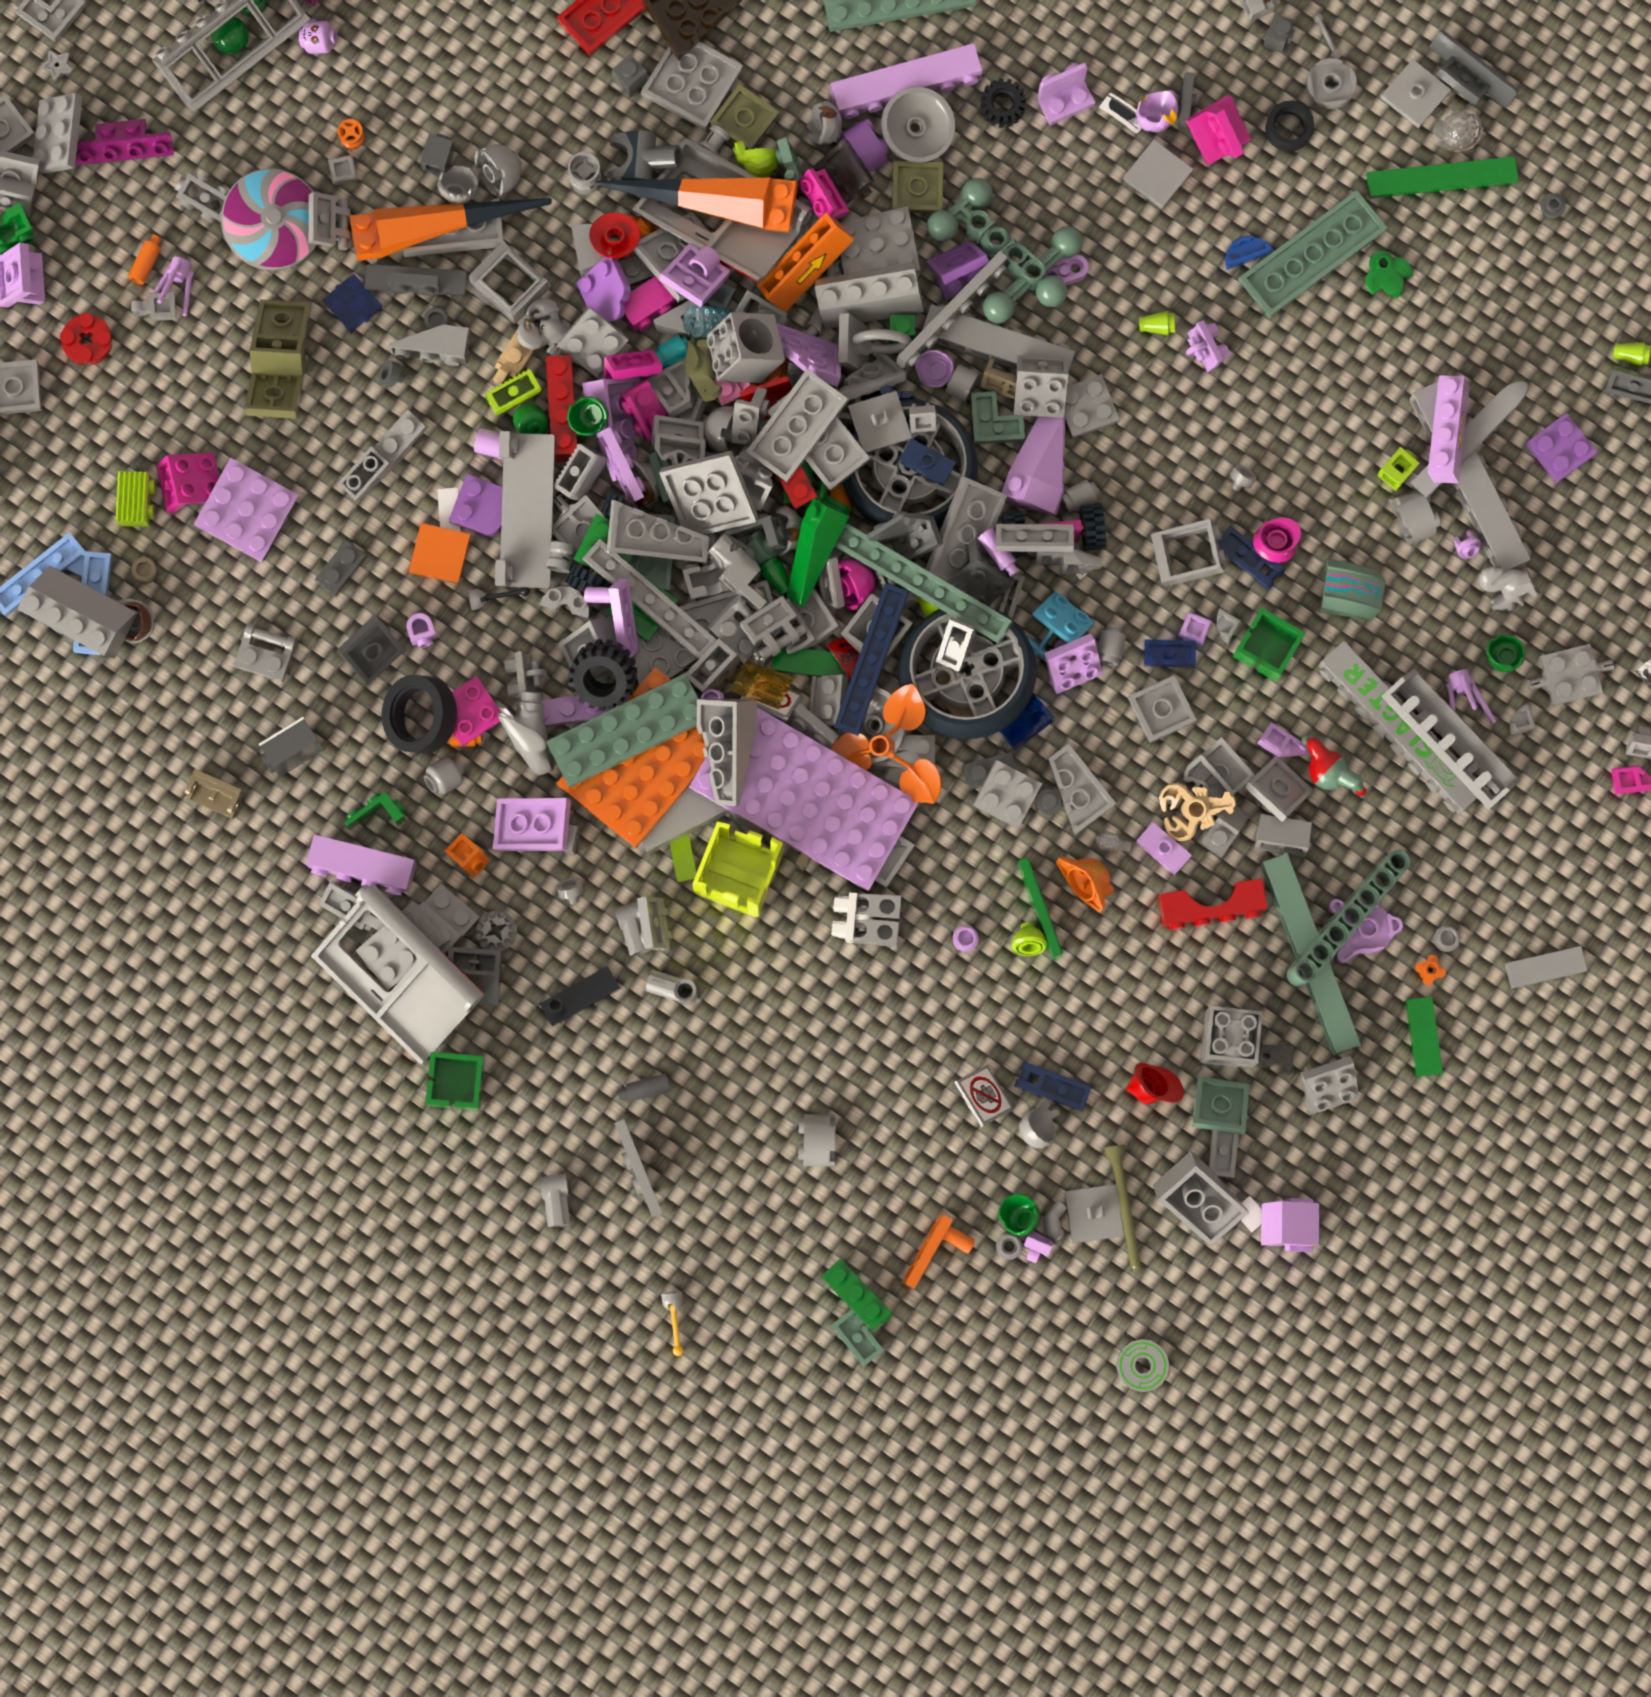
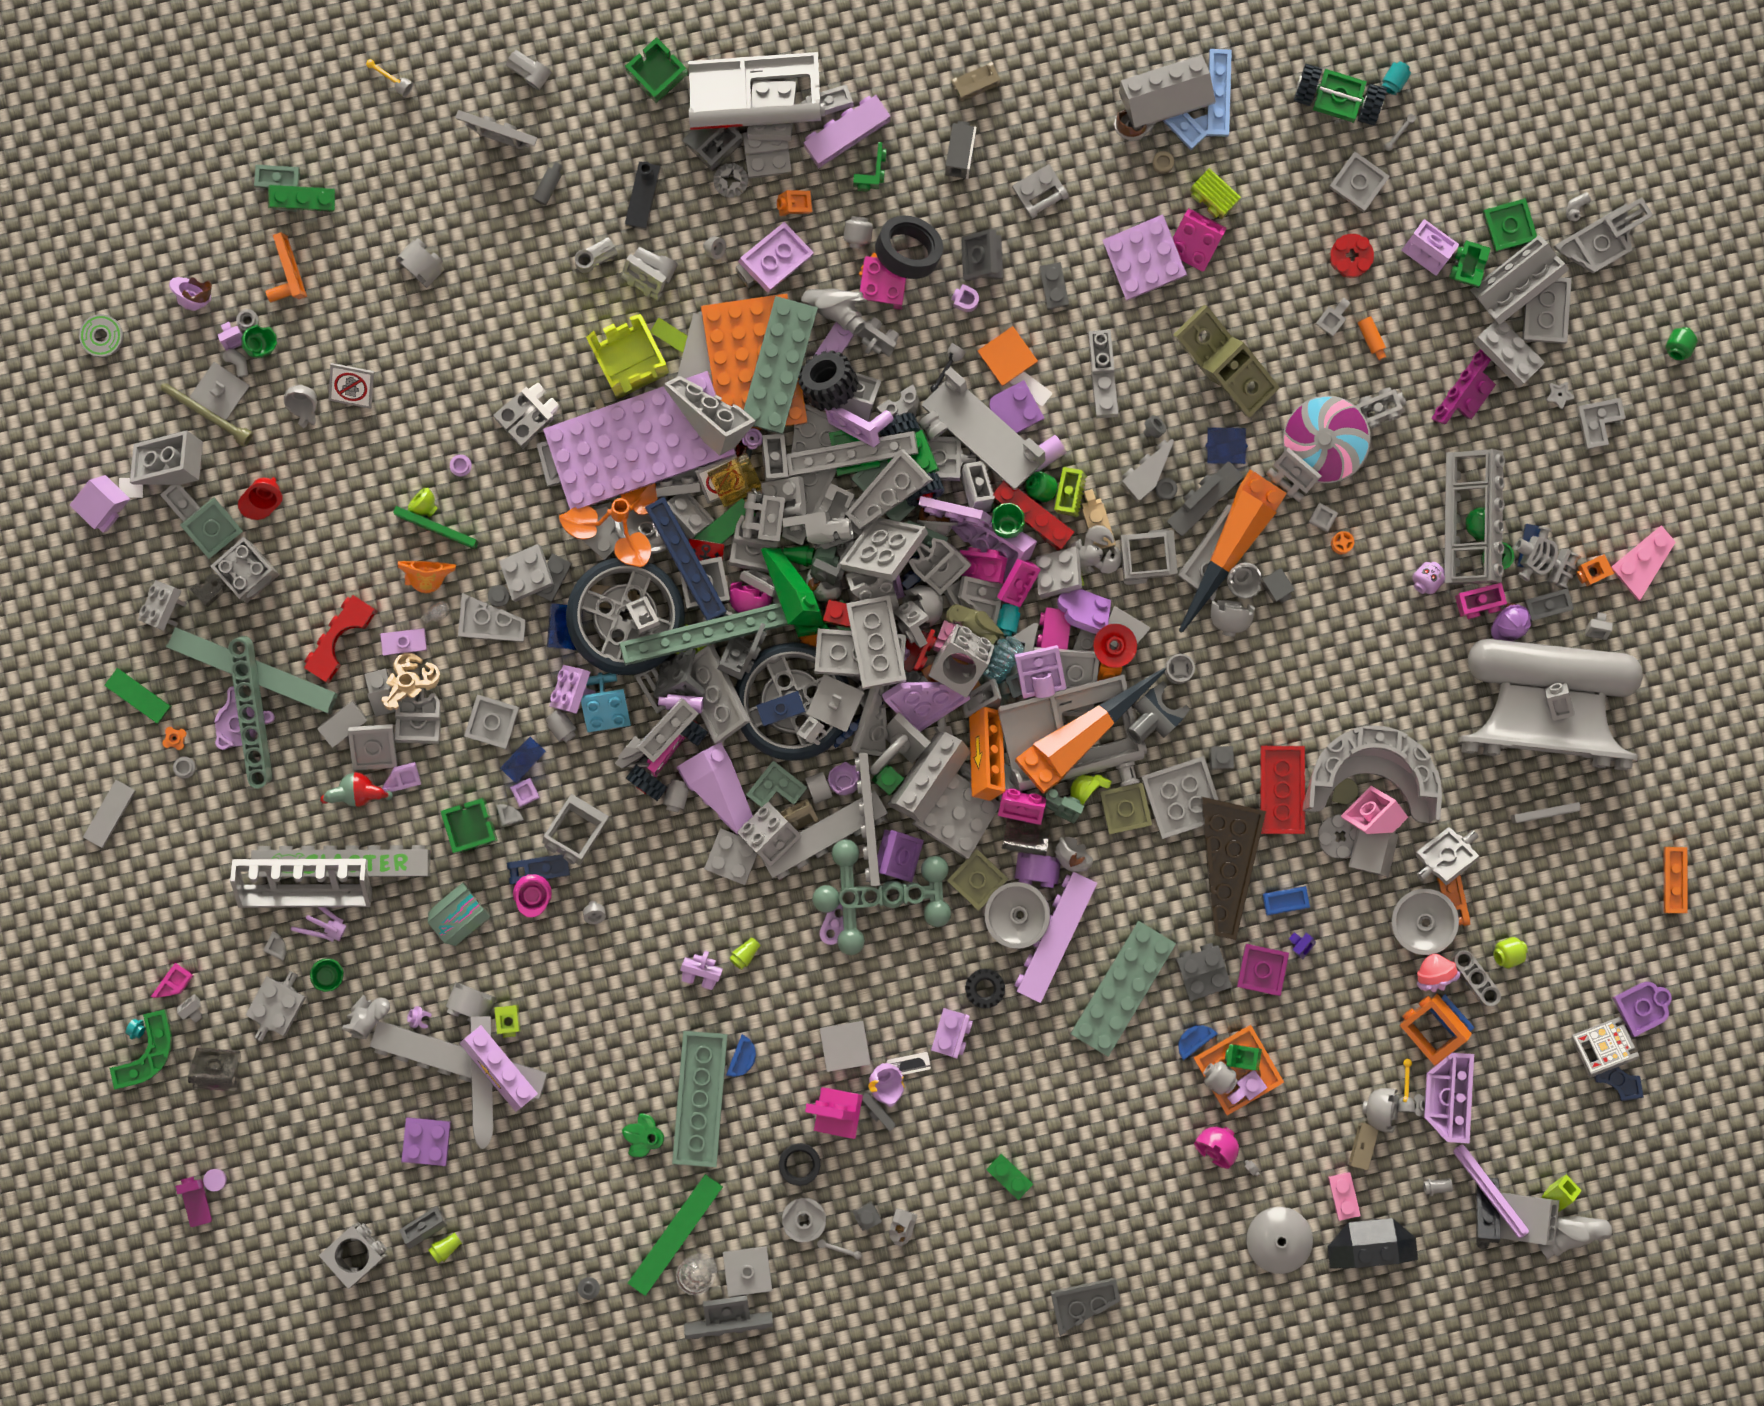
camera: 135 degrees right, 5 degrees up
(176, 271) = (1347, 350): lavender plant -> none
(1030, 1316) = (191, 293): none -> lavender piece
(1053, 1086) = (318, 435): dark blue plate -> none

